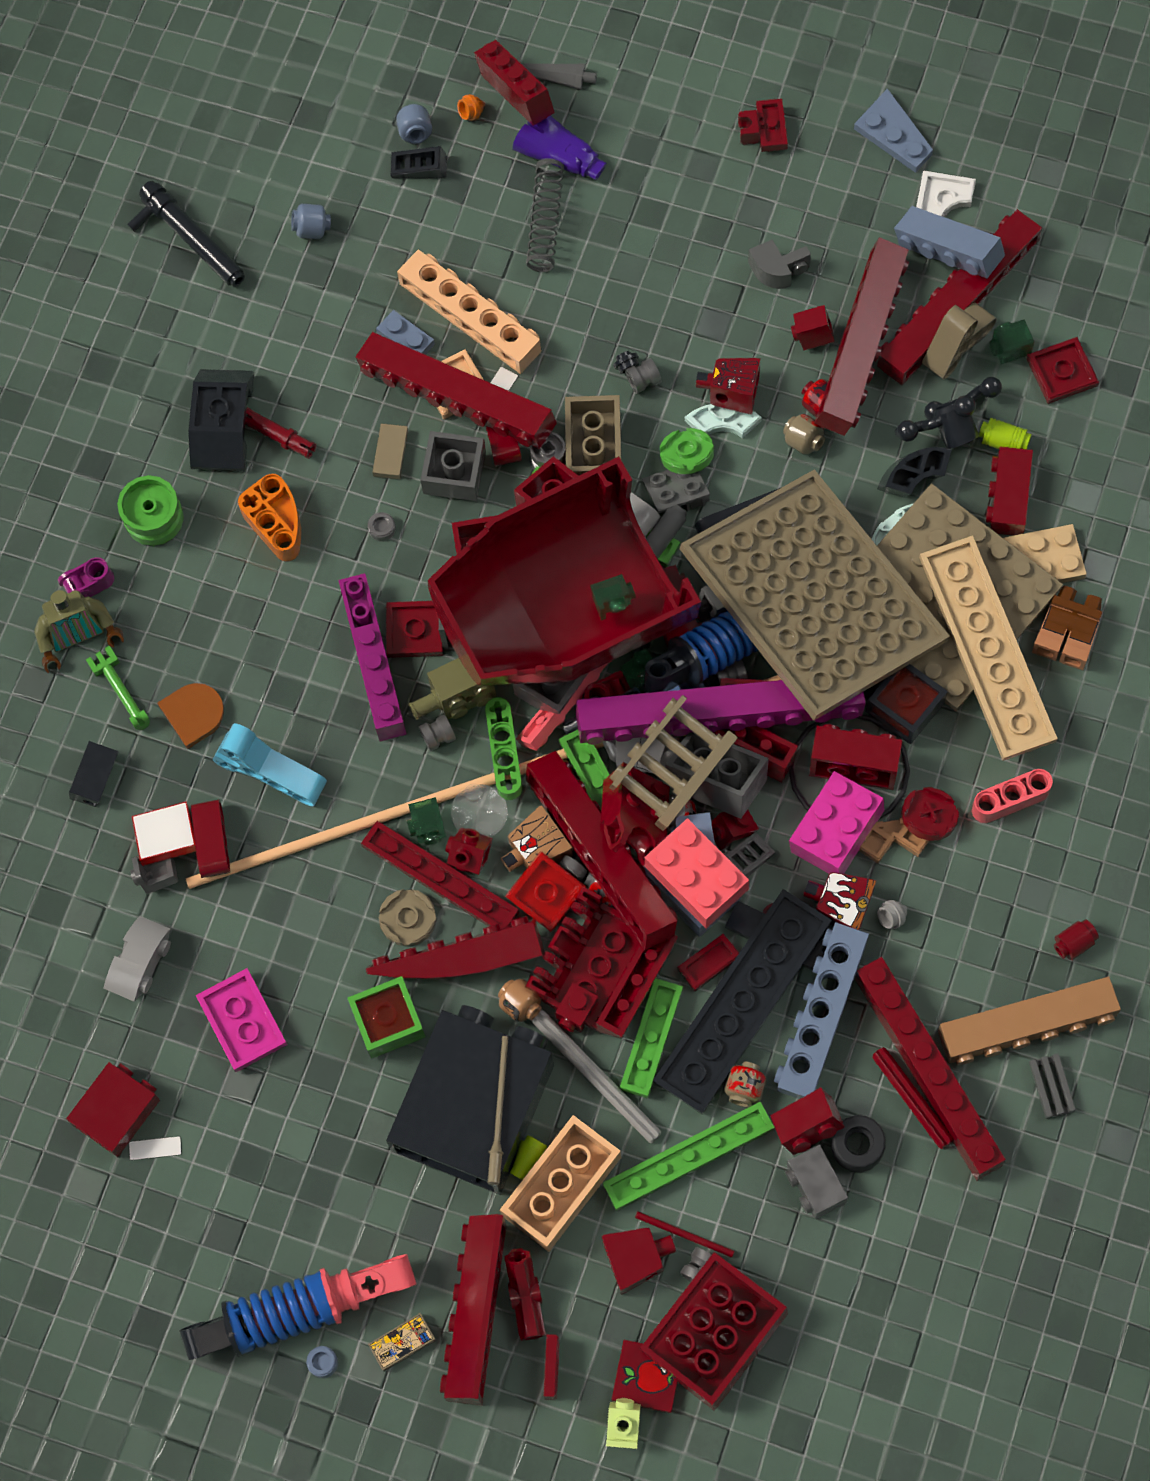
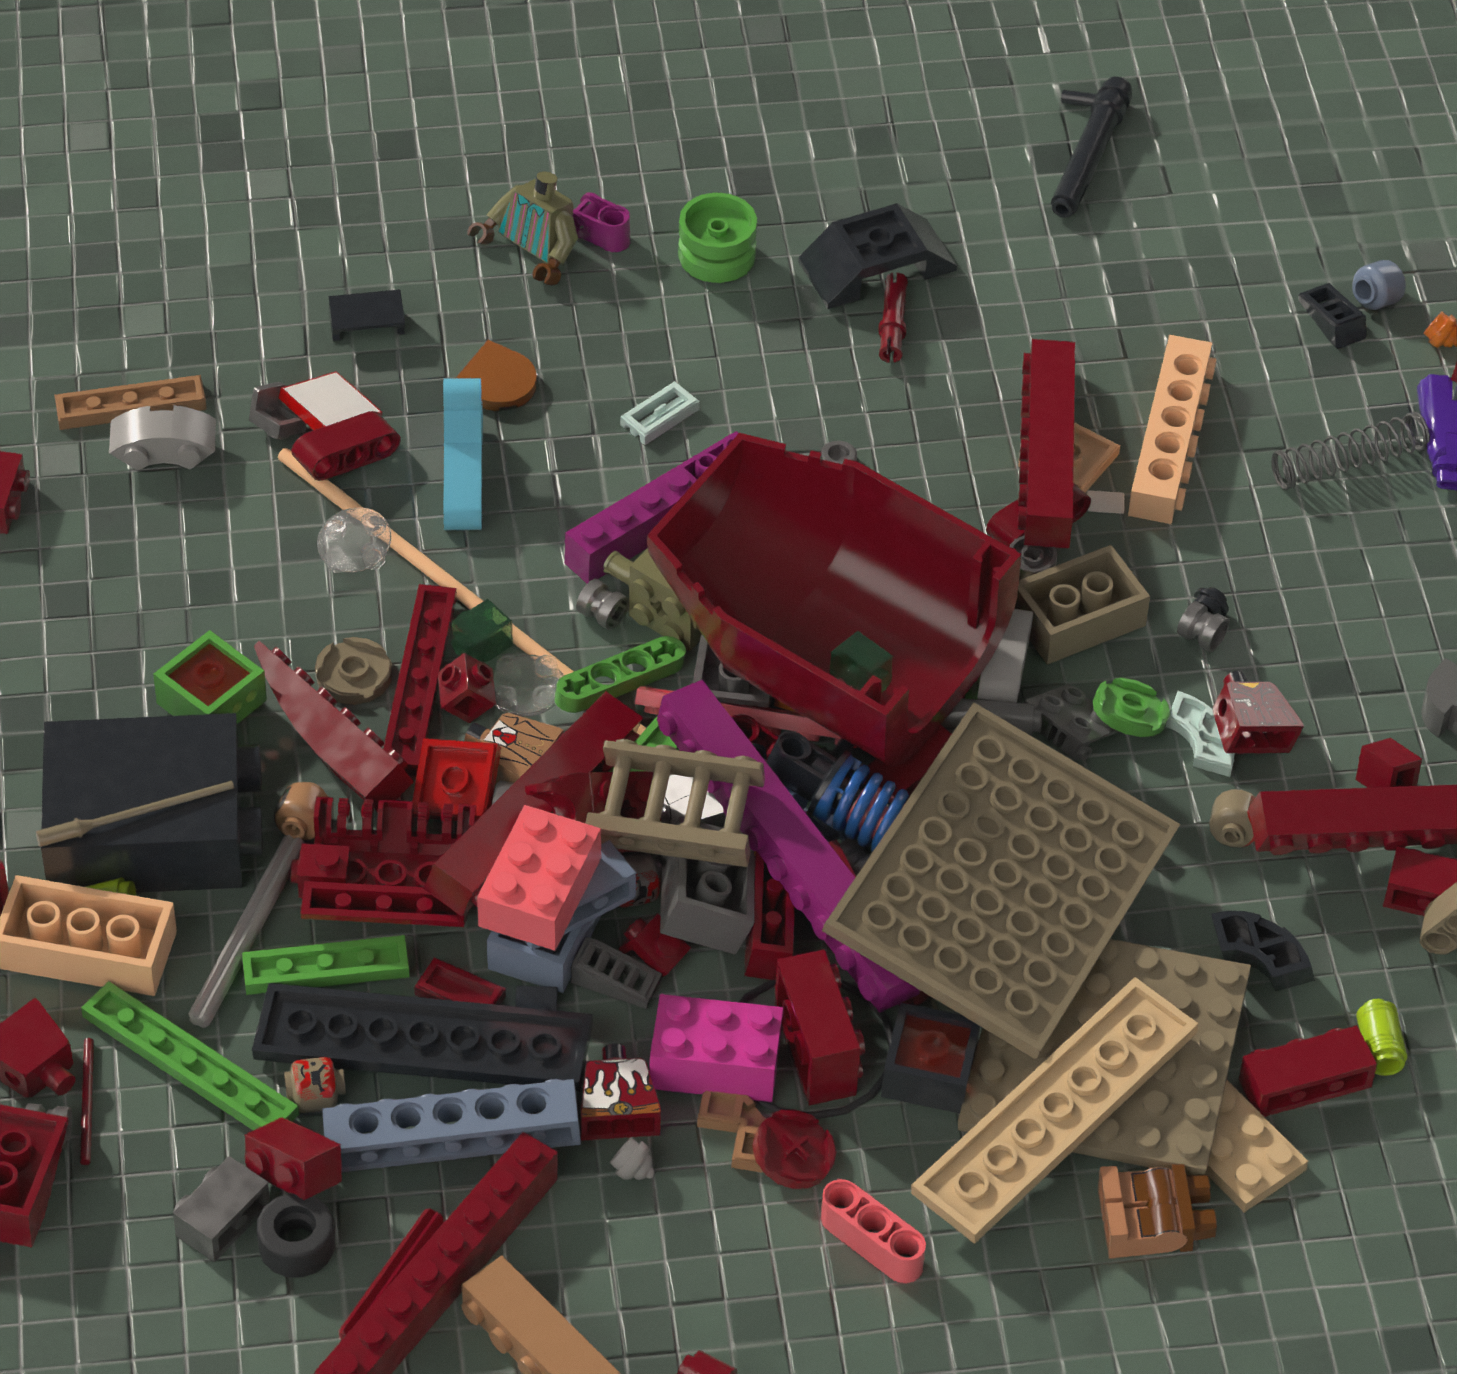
camera: 55 degrees right, 20 degrees down
(82, 968) = (105, 404): none -> medium nougat tile
(138, 718) = (505, 280): bright green hinge -> none
(241, 1020) = (139, 562): dark pink plate -> none
(276, 509) = (785, 351): orange beam -> none
(286, 641) = (664, 415): none -> light aqua tile
(297, 869) = (354, 540): none -> clear dish
(310, 221) = (1182, 240): sand blue head -> none
(390, 451) = (940, 429): dark tan tile -> none
(404, 332) = (1099, 387): sand blue plate -> none
(453, 466) = (956, 479): dark grey brick -> none
(951, 418) = (1363, 957): black wheel -> none

